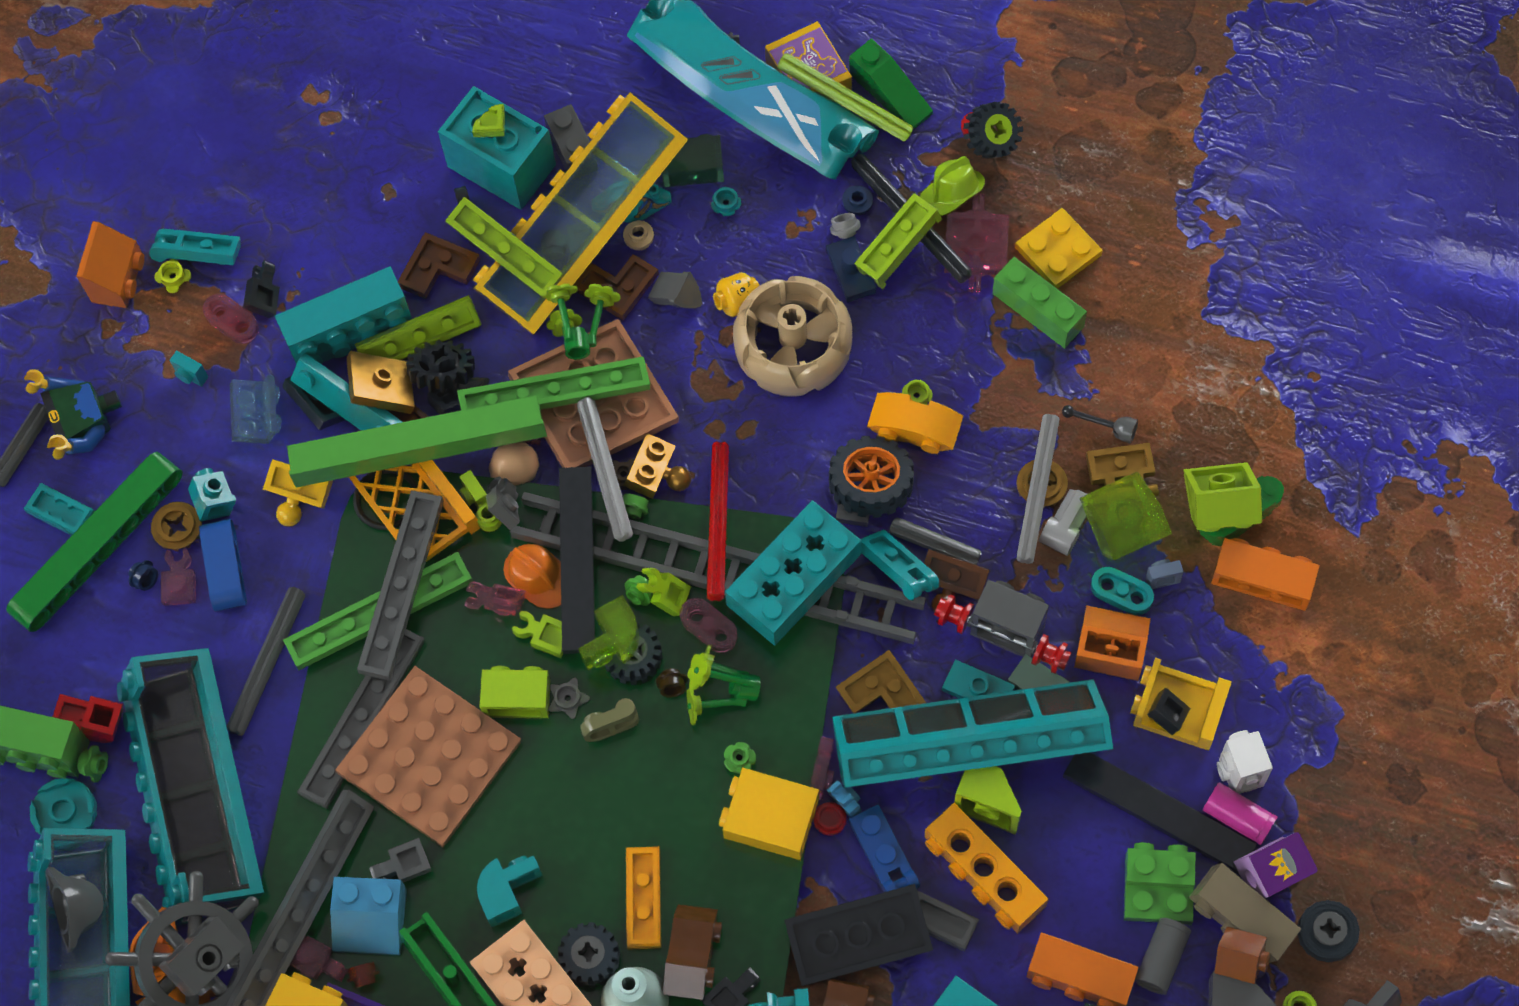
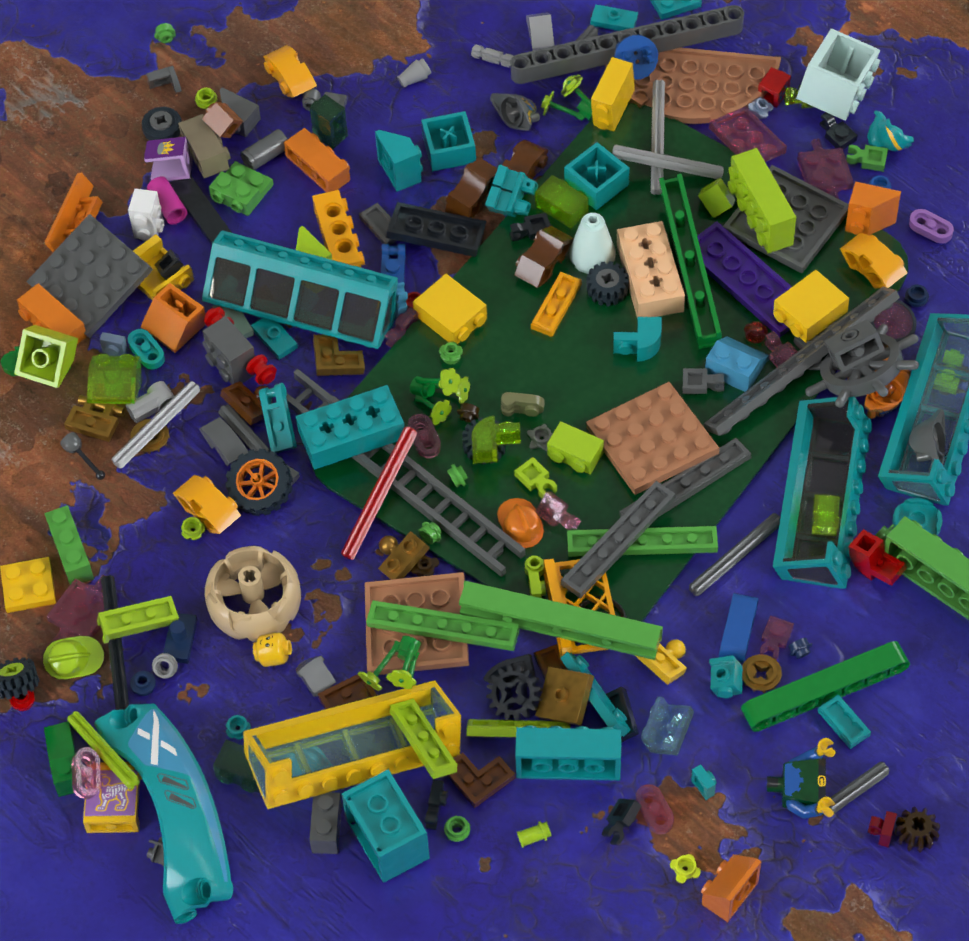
camera: 155 degrees left, 10 degrees down
(169, 741) = (825, 515): none -> clear neon green brick
(195, 247) = (656, 877): teal plate -> none
(348, 235) = (534, 834): none -> lime pin
(430, 199) = (453, 822): none -> bright green plate
(491, 123) = (382, 815): lime tile -> none
(502, 502) = (521, 559): dark grey plate -> none
(576, 558) = (488, 506): black tile -> none
(604, 469) = (437, 555): light grey axle -> none
(667, 590) = (441, 463): lime plate -> none
(841, 58) = (86, 775): none -> clear pink plate
(948, 513) = (224, 440): none -> dark grey slope
(1257, 648) = (91, 273): none -> dark grey plate
(1340, 733) = (73, 211): none -> orange bracket

